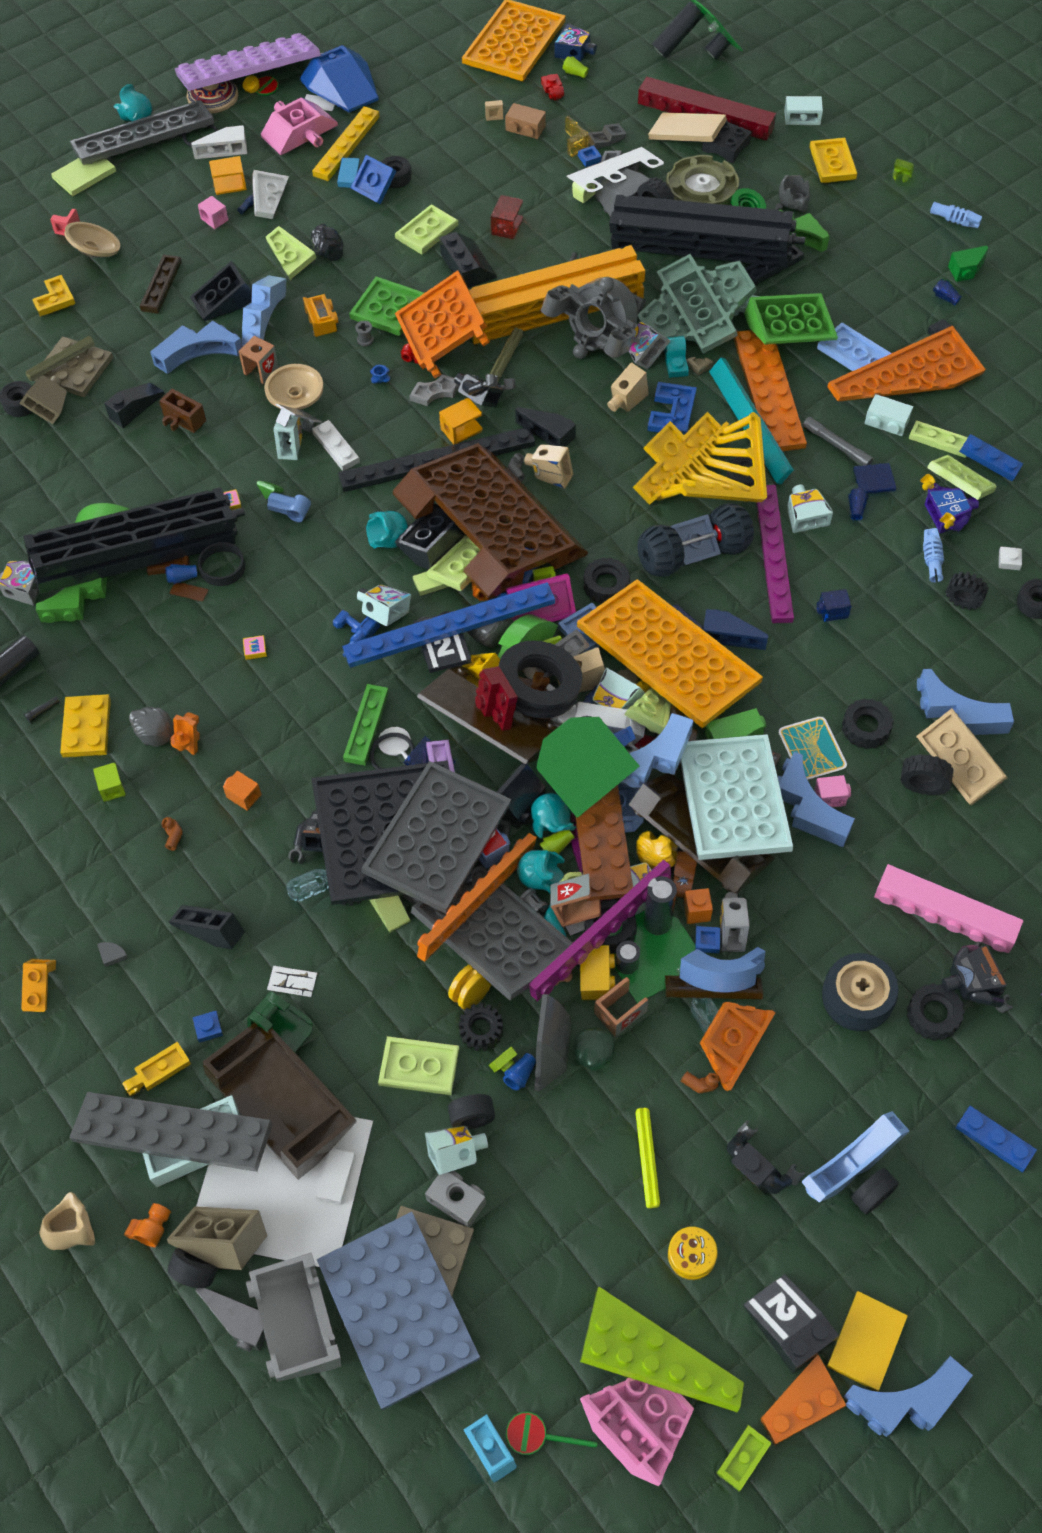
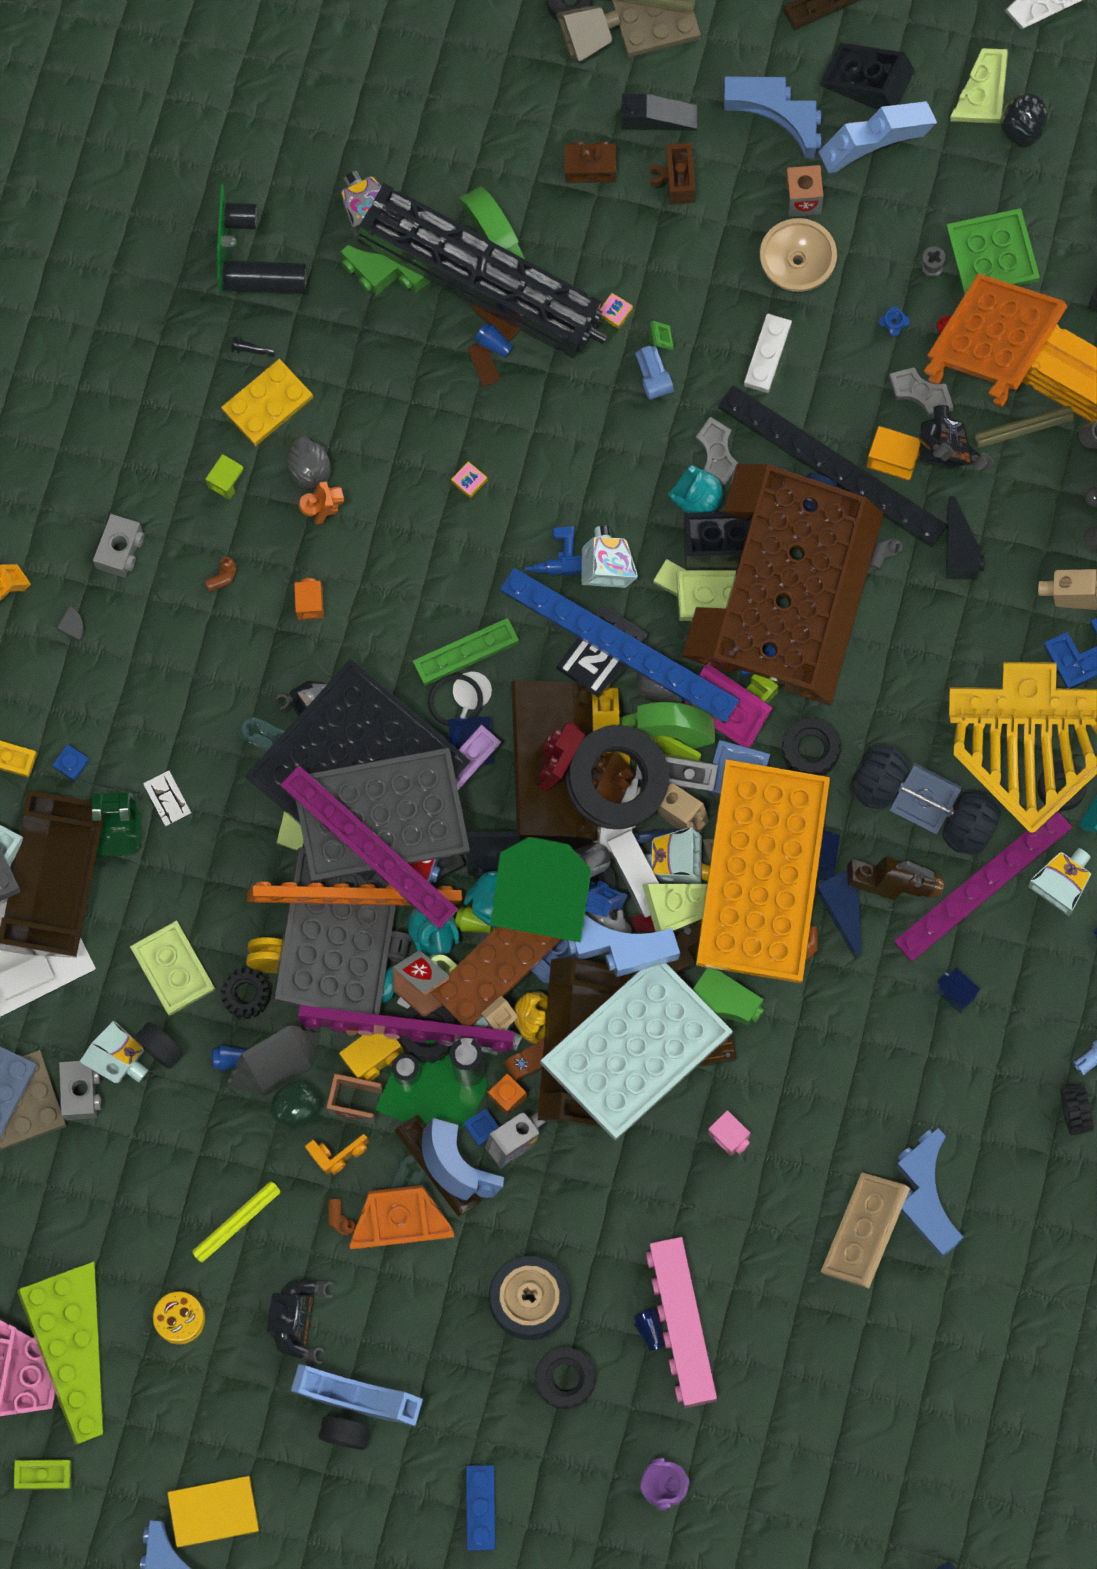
camera: 55 degrees right, 15 degrees up
(90, 893) = (118, 531): none -> light grey brick
(126, 451) = (590, 163): none -> reddish brown brick
(209, 925) = (157, 684): black slope -> none
(221, 547) = (532, 344): black tyre -> none
(286, 413) = (758, 293): flat silver piece -> none
(292, 432) = (735, 300): light aqua torso -> none
(320, 314) = (922, 195): light orange window -> none
(363, 505) = (714, 440): none -> light grey tile
(455, 853) = (369, 847): none -> magenta plate
(504, 1061) = (228, 1036): lime plate -> none
(551, 464) = (908, 586): tan torso -> none
(640, 863) = (499, 1014): none -> tan plate
(646, 1061) = (336, 1164): none -> light orange bracket
(732, 587) = (893, 877): none -> dark brown plate
(791, 1323) = (180, 1438): black slope -> none
(803, 1403) = (123, 1493): orange wing -> none
(809, 810) = (690, 1128): medium blue arch -> none
(816, 744) = (773, 1082): teal sticker -> none
(873, 709) = (853, 1101): black tyre -> none
(927, 774) = (811, 1210): black tyre -> none
(935, 932) = (650, 1329): none -> clear blue cone
(977, 977) = (622, 1391): black torso -> none

